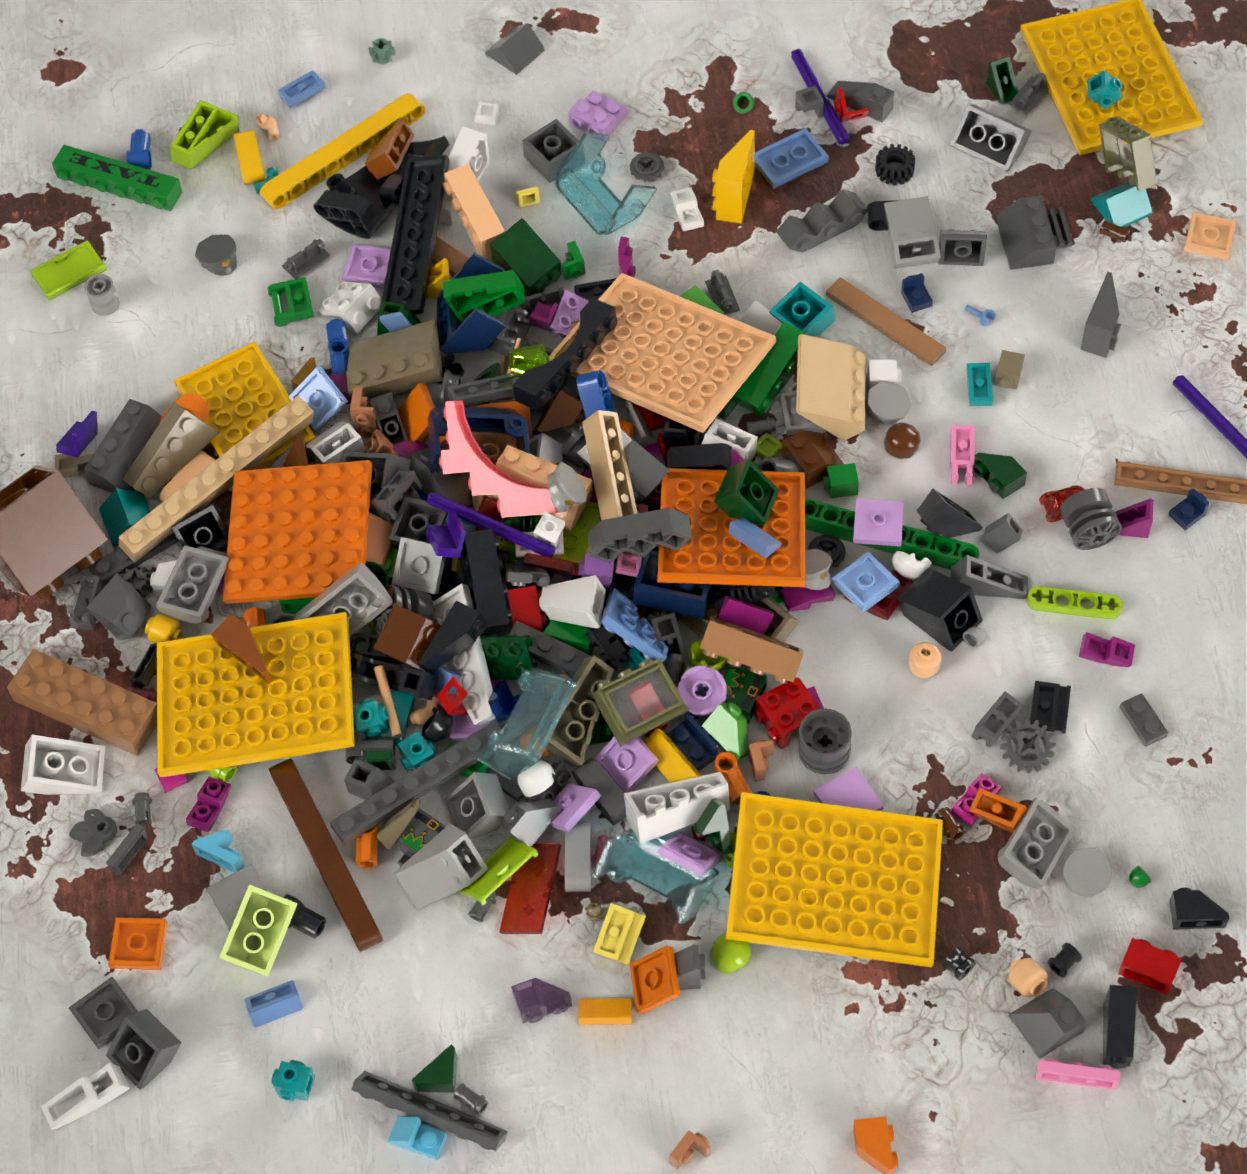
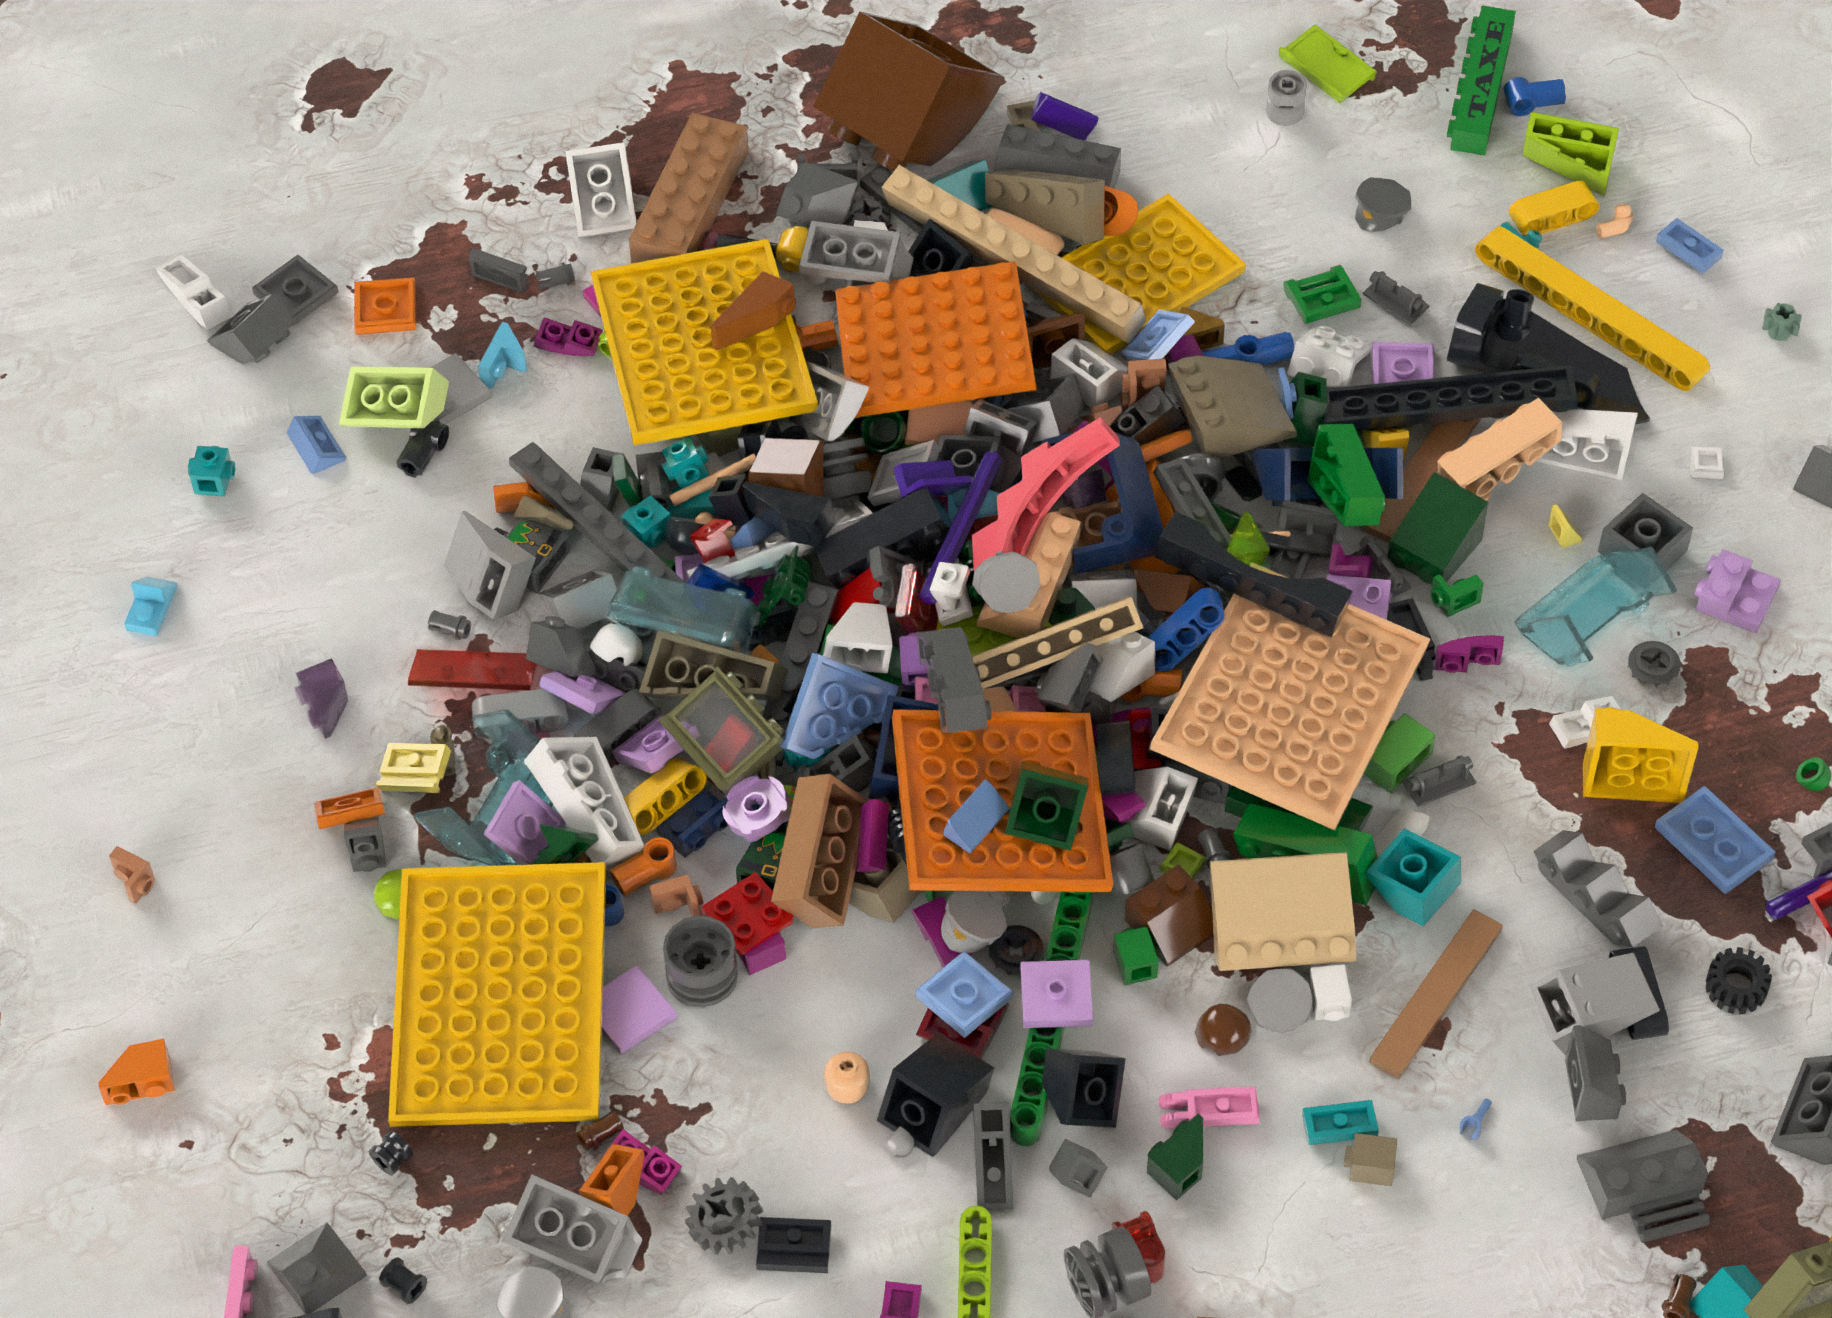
camera: 80 degrees right, 5 degrees down
(91, 833) = (524, 238): dark grey plate -> none
(325, 855) = (490, 465): reddish brown beam -> none
(390, 150) = (1599, 354): dark orange slope -> none
(429, 1110) = (179, 608): dark grey plate -> none
(439, 1074) = (227, 612): dark green slope -> none
(471, 1099) = (191, 653): dark grey pin -> none
(501, 866) = (499, 633): lime door -> none
(605, 1011) = (314, 769): light orange slope -> none
(729, 729) = (709, 851): slope -> none
(908, 566) = (999, 1047): white hair -> none
(915, 293) = (1495, 1028): dark blue bracket -> none
(998, 719) = (762, 1173): dark grey hinge -> none
(1028, 977) = (373, 1235): light nougat head -> none
(1102, 323) = (1489, 1275): dark grey slope -> none

